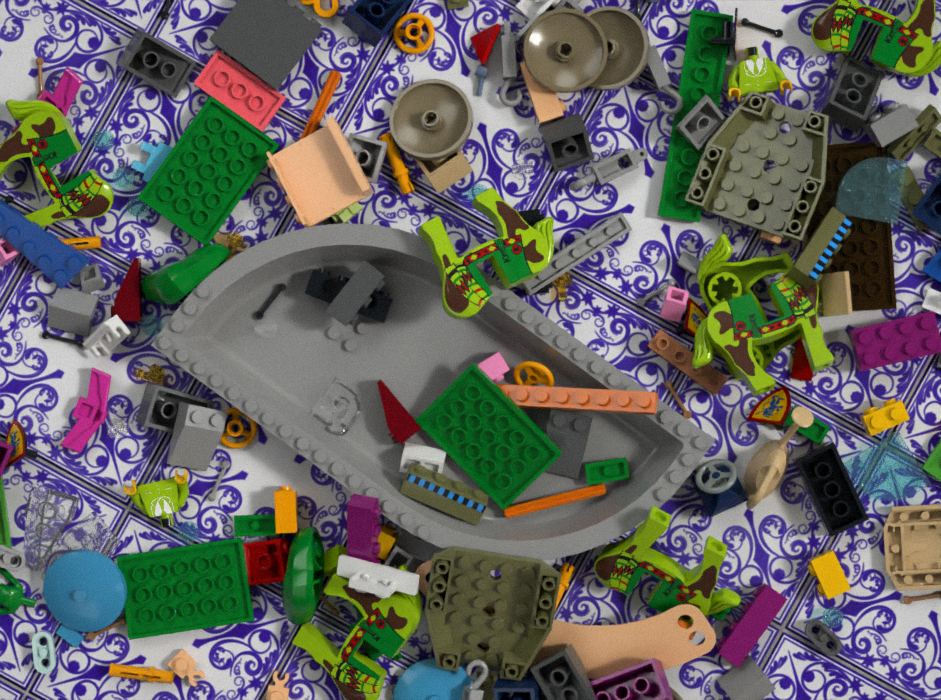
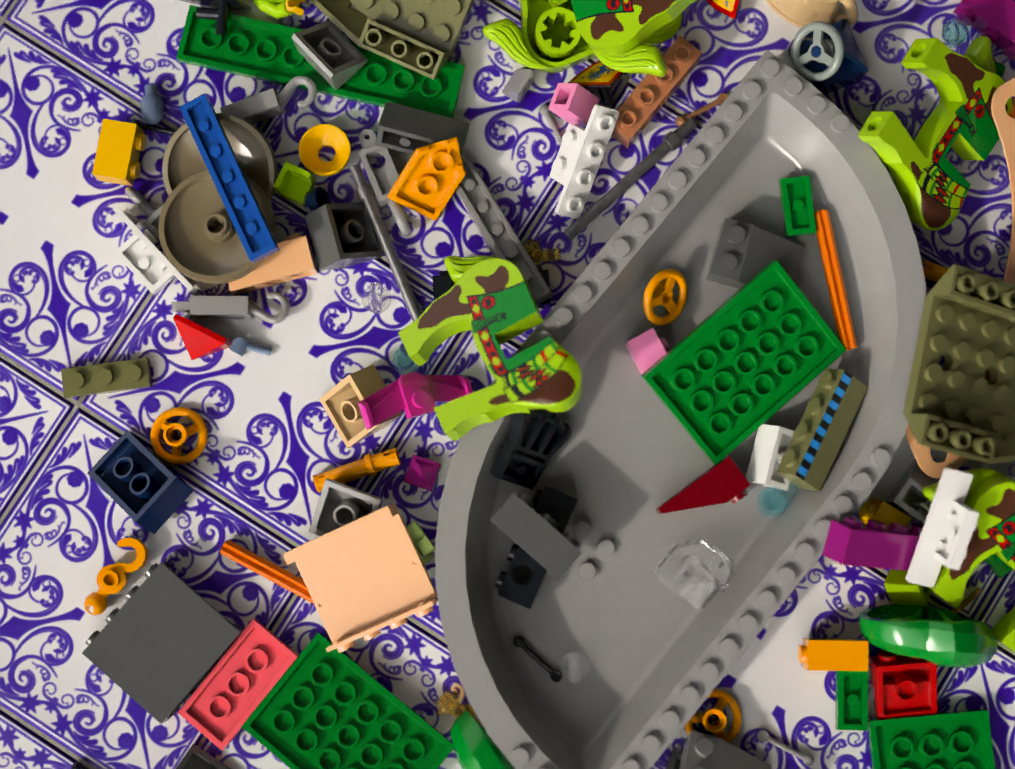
camera: 80 degrees left, 5 degrees down
(390, 462) = (771, 502): none -> clear light blue plate
(397, 211) = (422, 473): none -> magenta tile
(417, 286) = (531, 448): none -> black plate
(431, 119) = (299, 417): dark tan dish -> none
(451, 202) = (414, 394): none -> dark pink plate
(582, 399) = (702, 226): orange plate -> none
(592, 120) = (313, 202): none -> dark blue hinge
(598, 57) = (229, 178): none -> blue plate
(599, 155) = (366, 194): none -> flat silver bar
(602, 103) = (294, 183): none -> lime panel
(610, 202) = (430, 178): none -> light orange tile
(631, 112) = (324, 136): none -> yellow piece
(631, 311) = (580, 159): none -> white bracket
(645, 194) = (411, 128): none -> dark grey brick
(652, 377) = (670, 142): none -> flat silver bar
(746, 582) = (954, 32): none -> clear light blue plate

